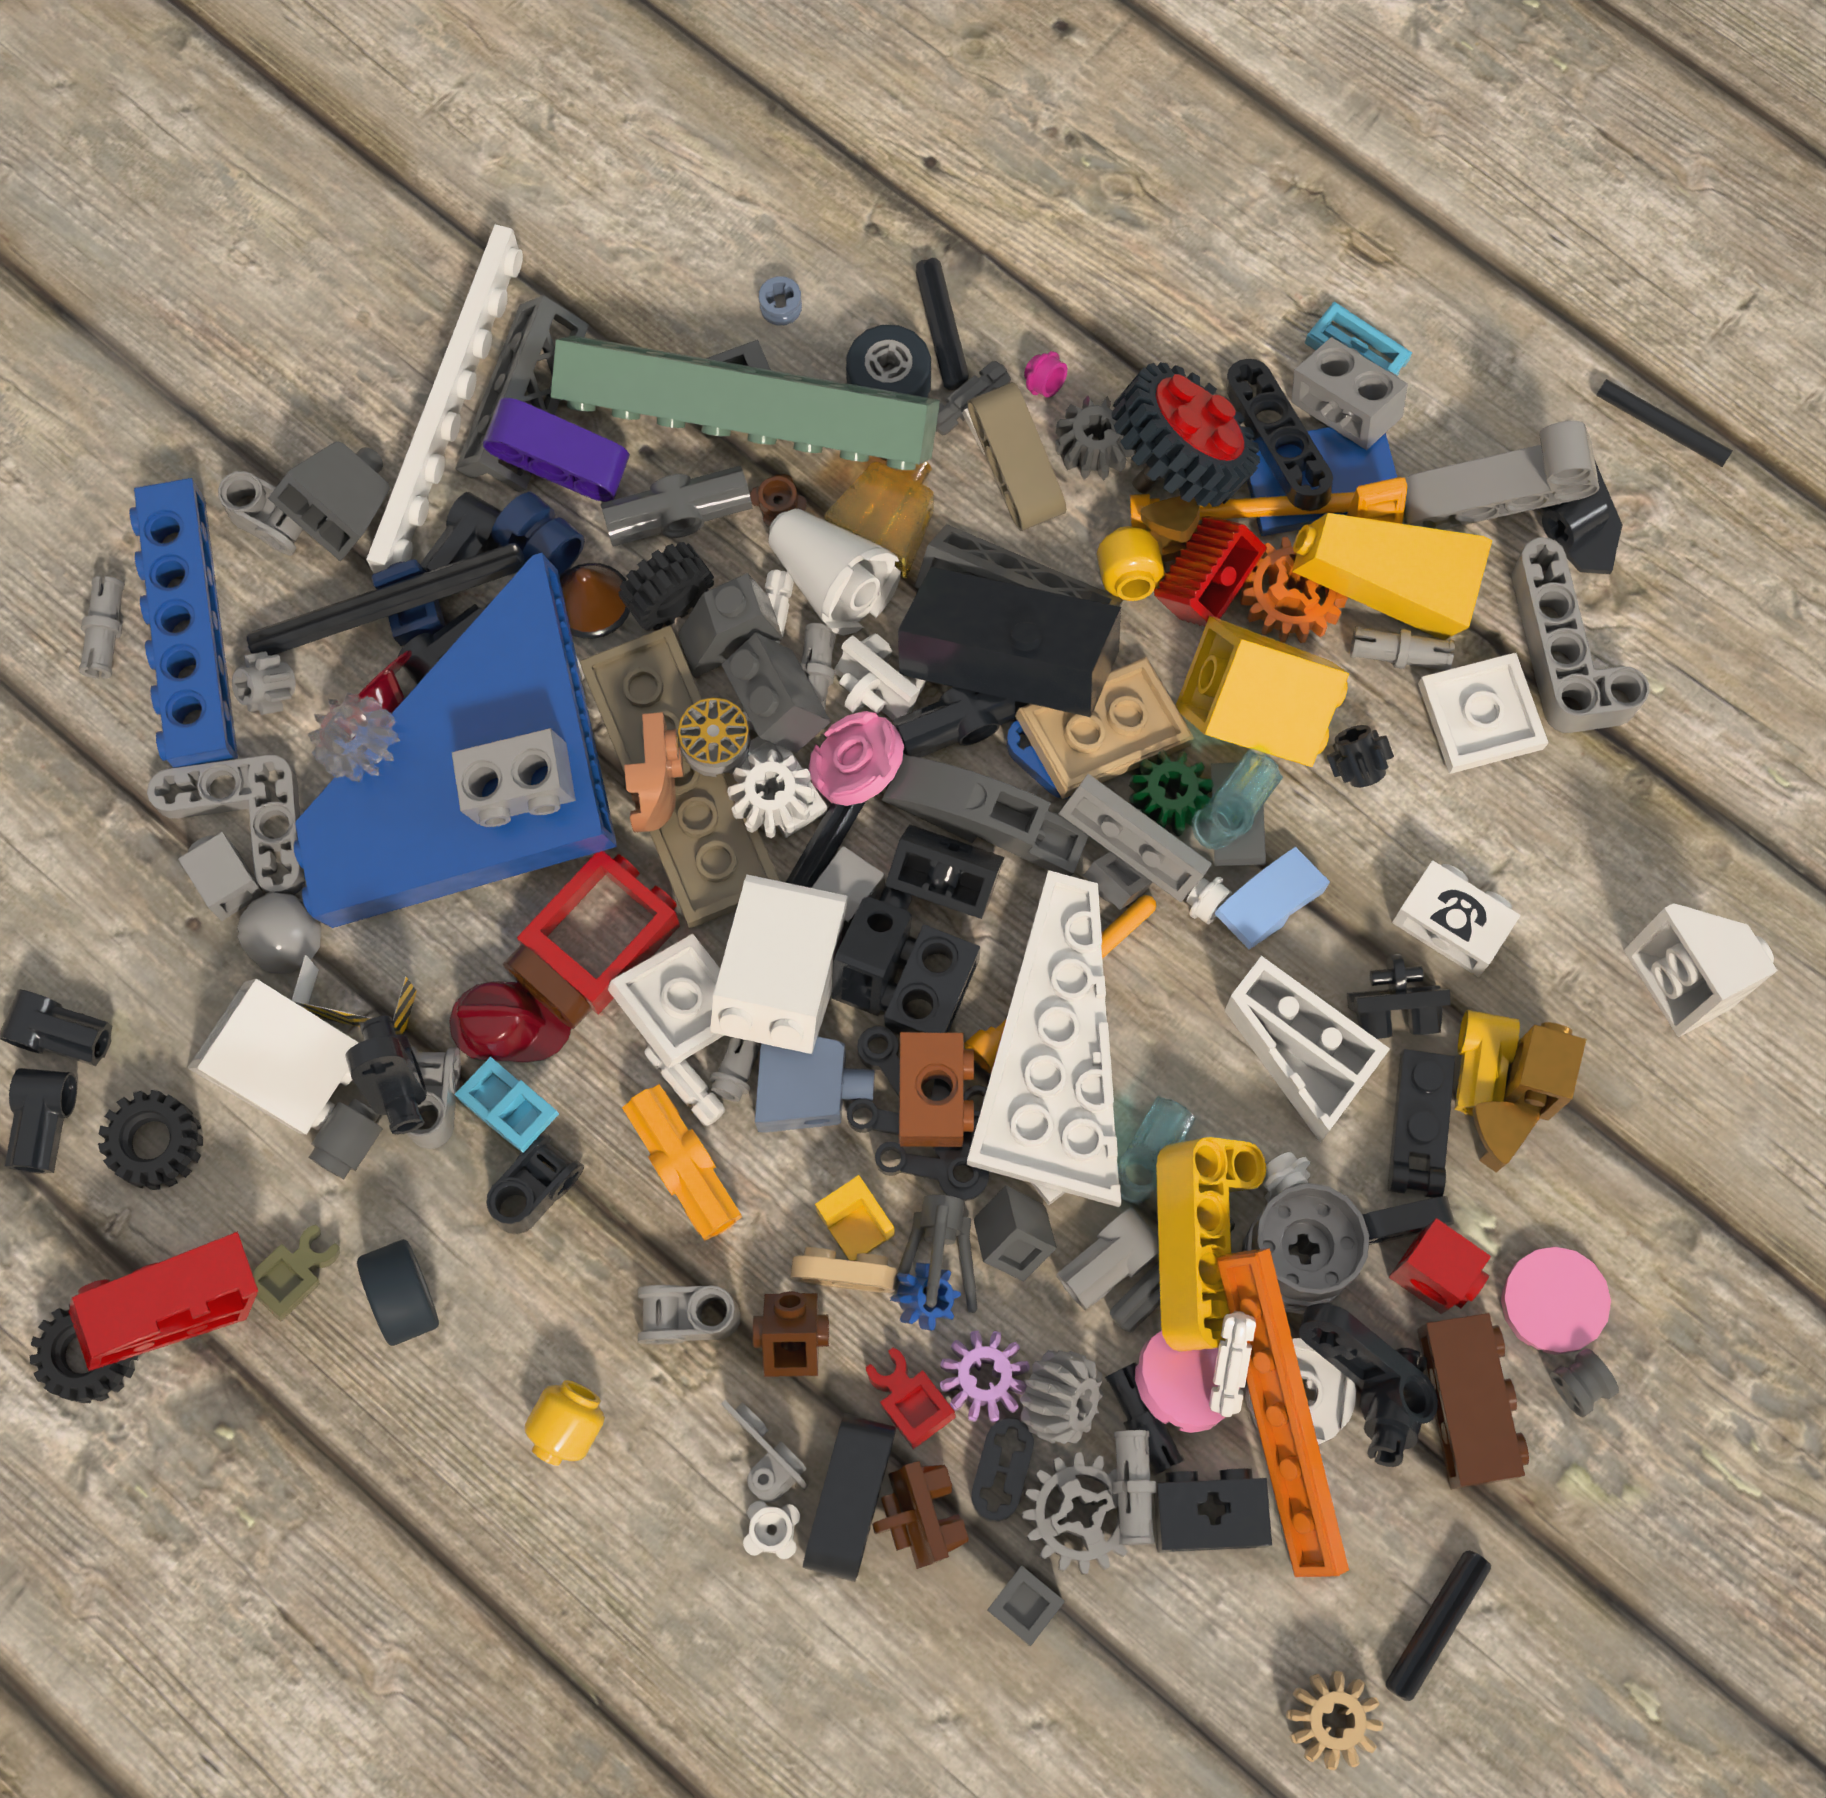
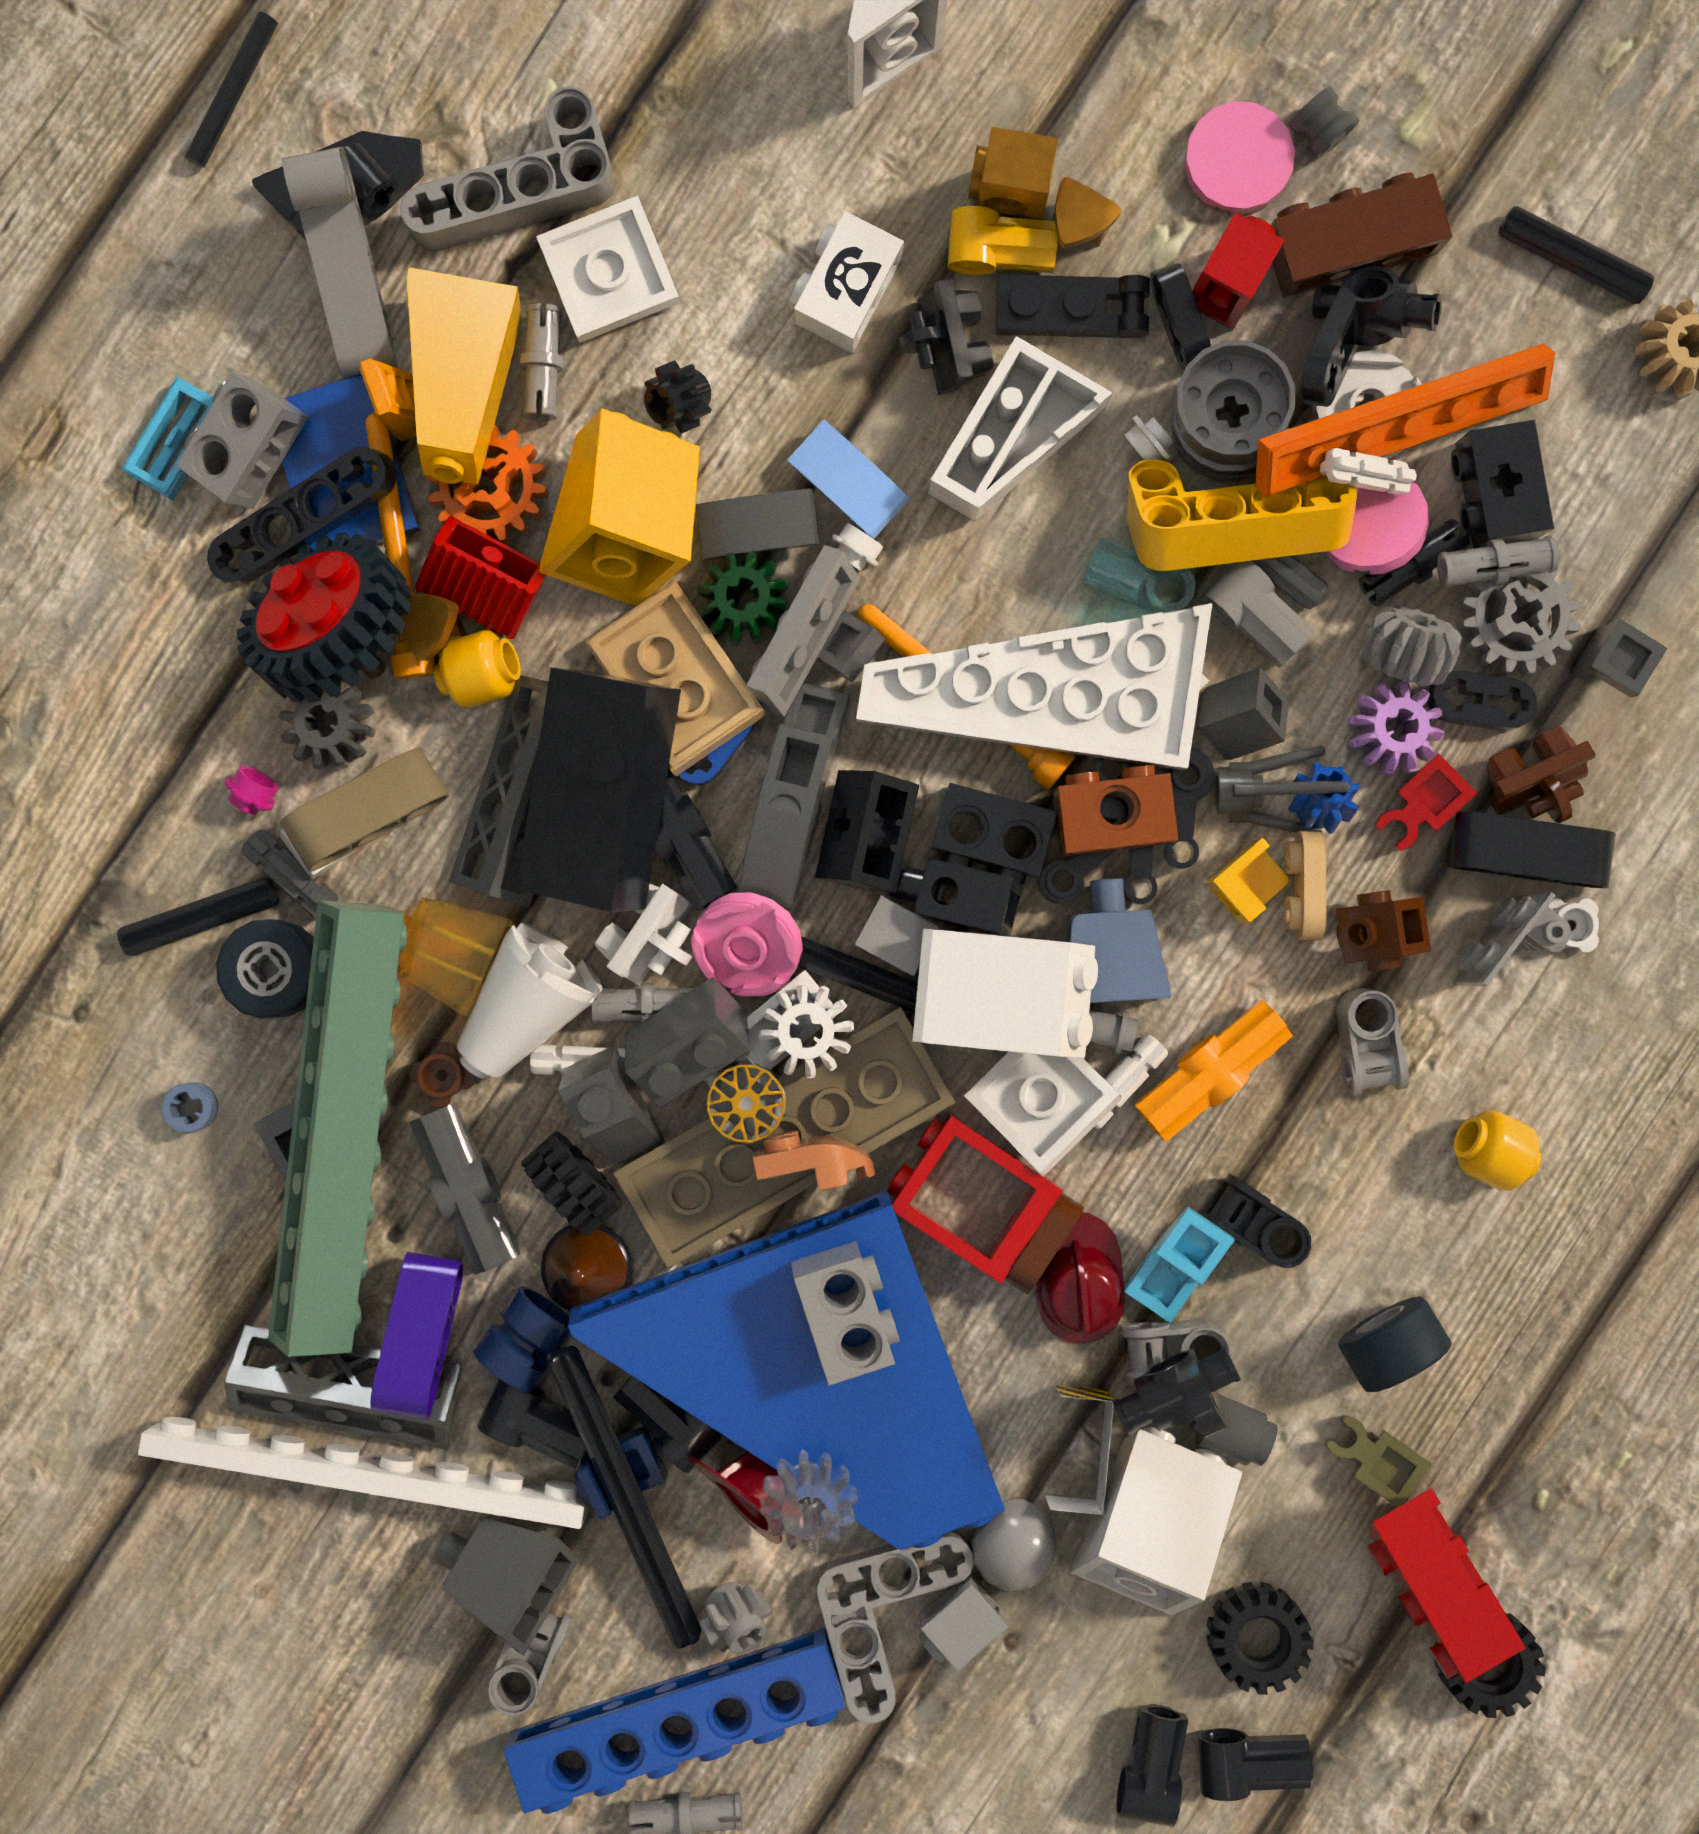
camera: 100 degrees left, 15 degrees up
(1237, 800) = (754, 519): clear light blue piece -> none

